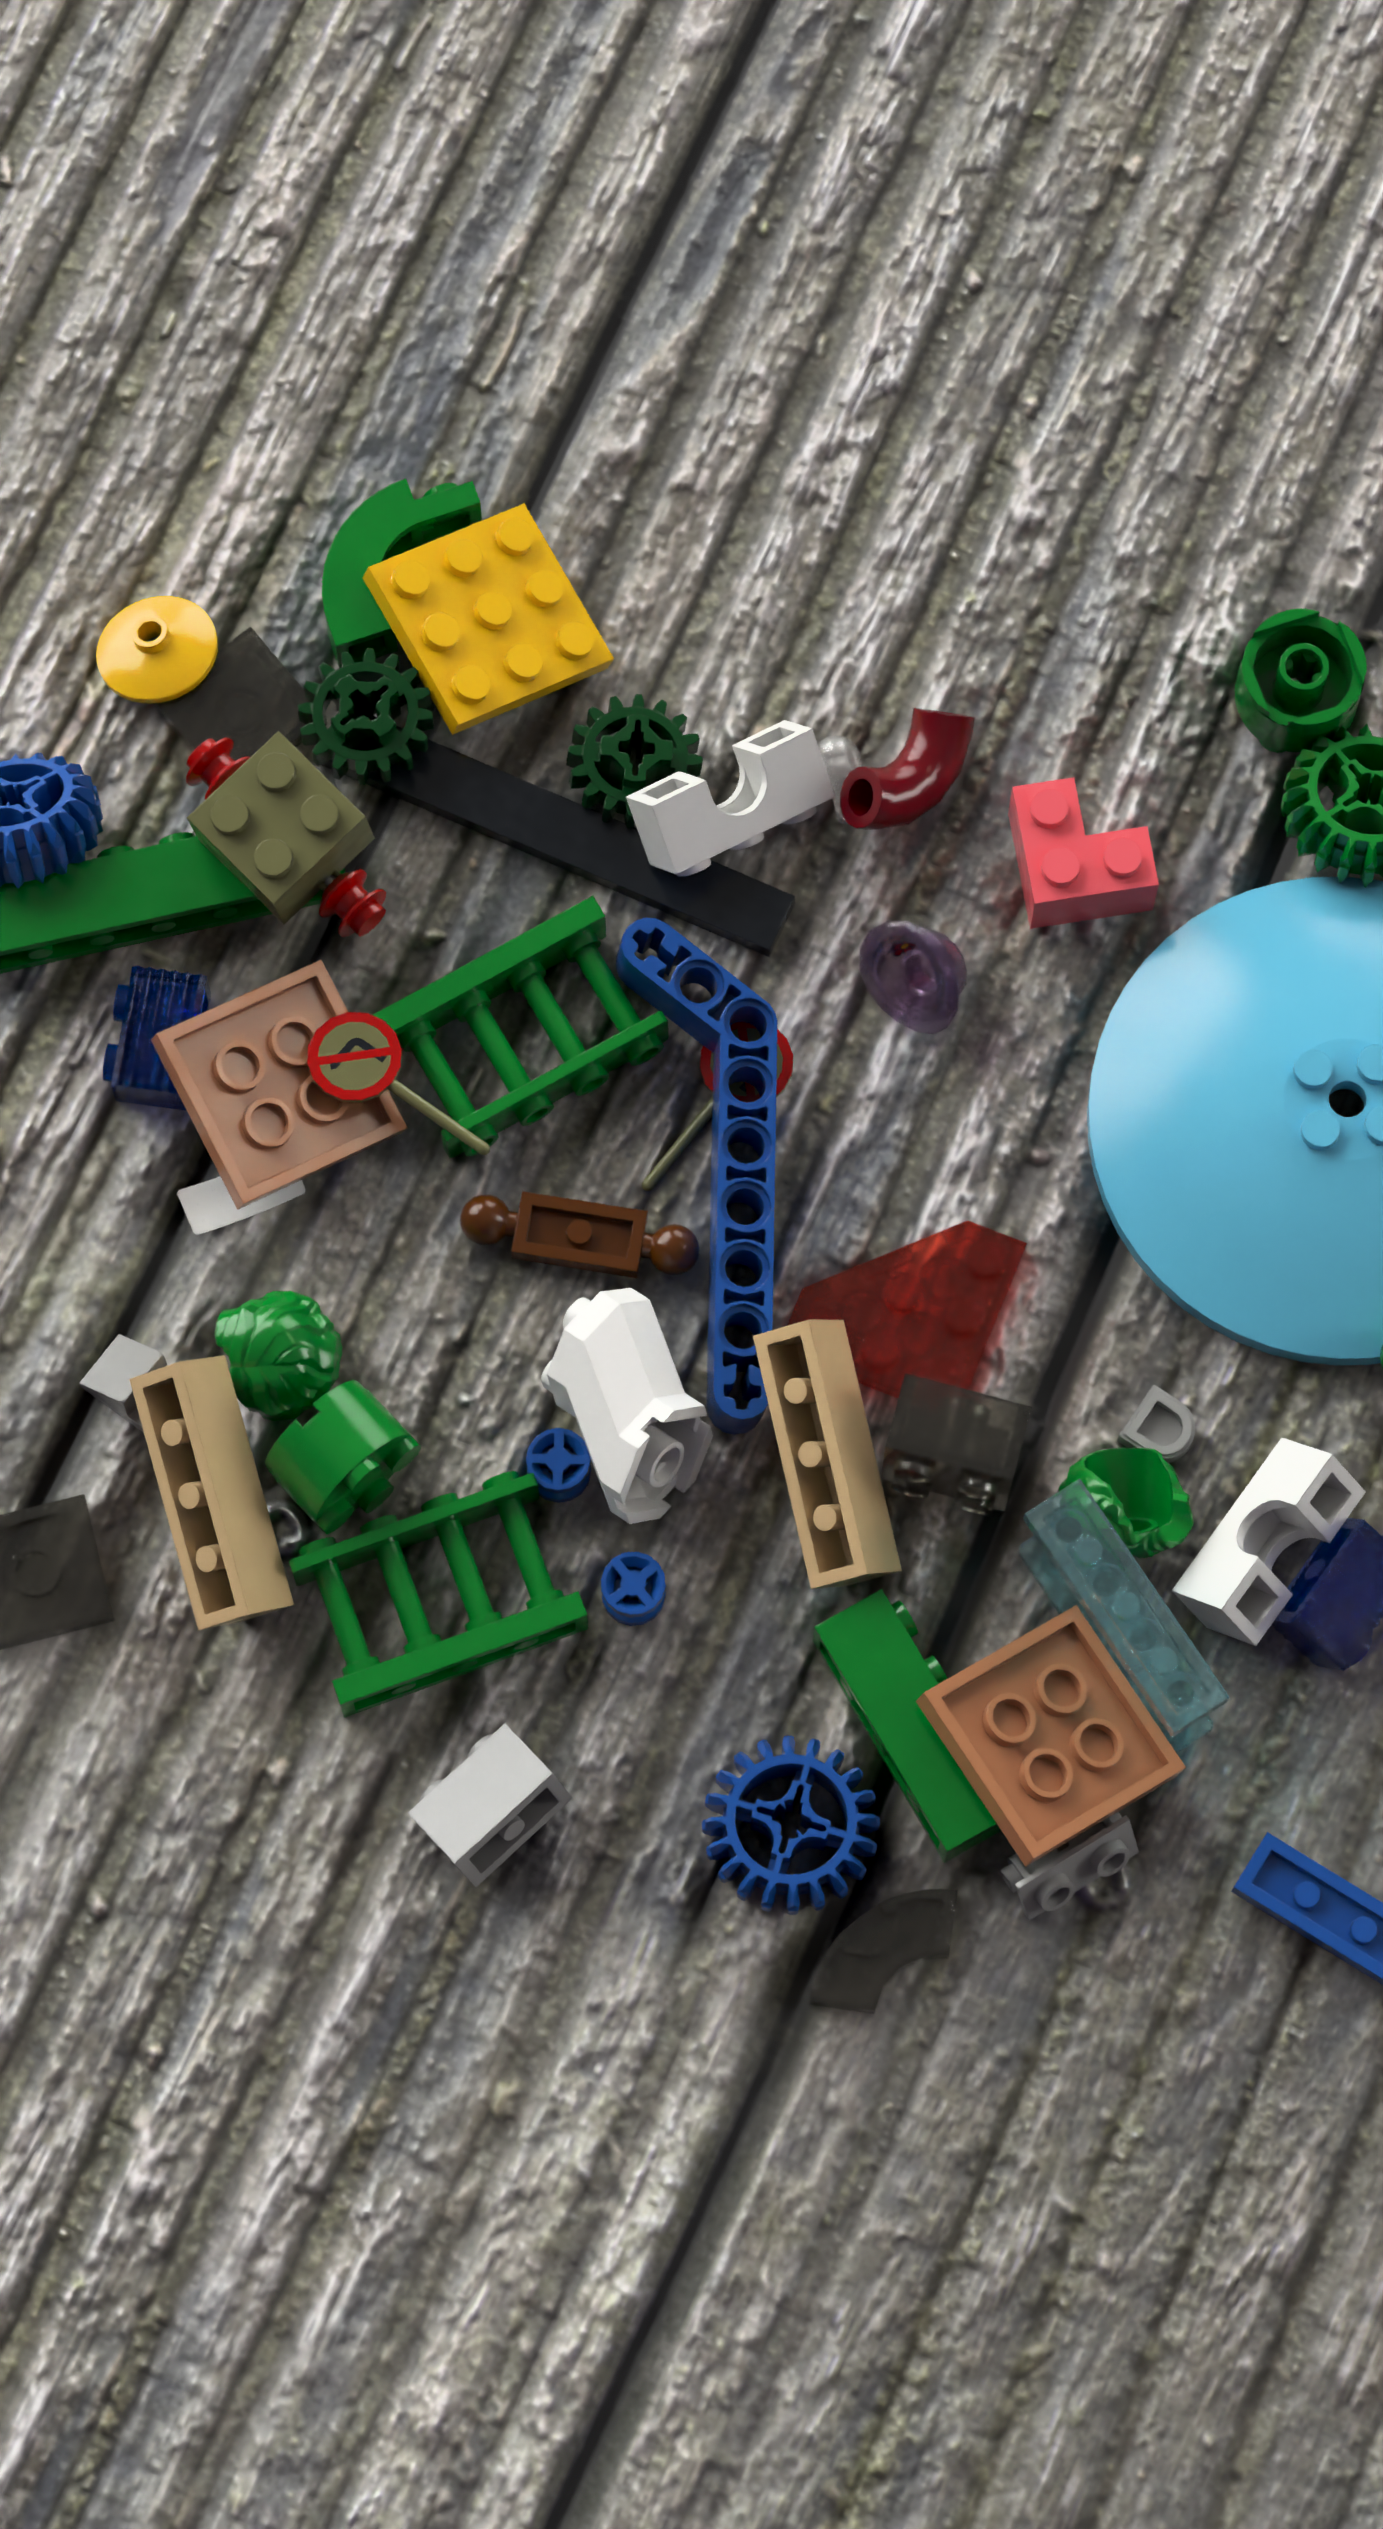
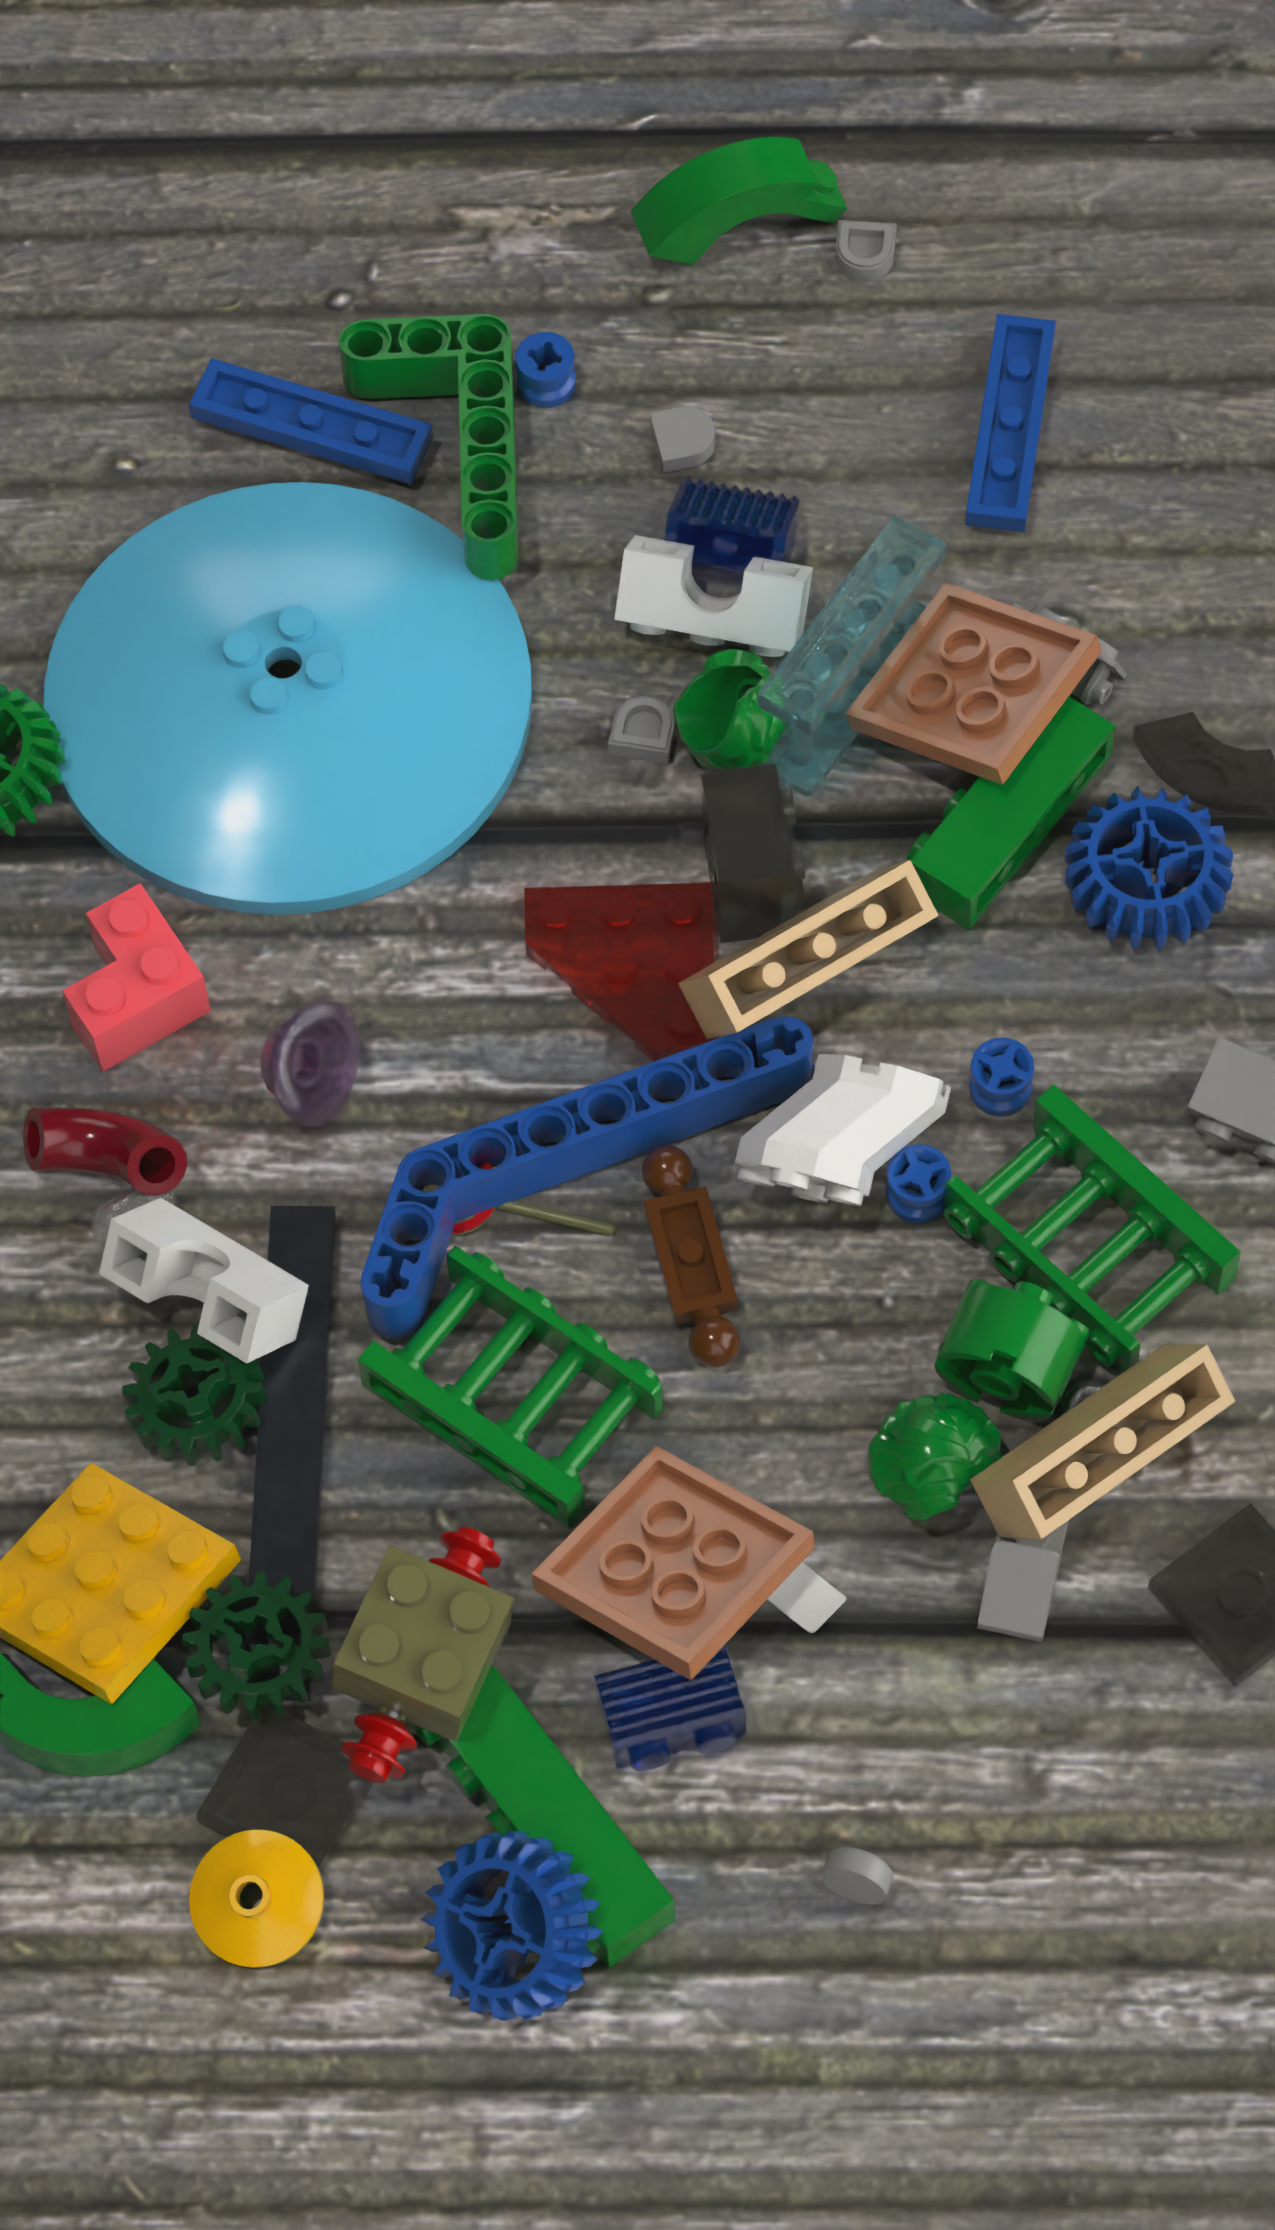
camera: 110 degrees left, 10 degrees down
(360, 1058) = (620, 1494): piece -> none

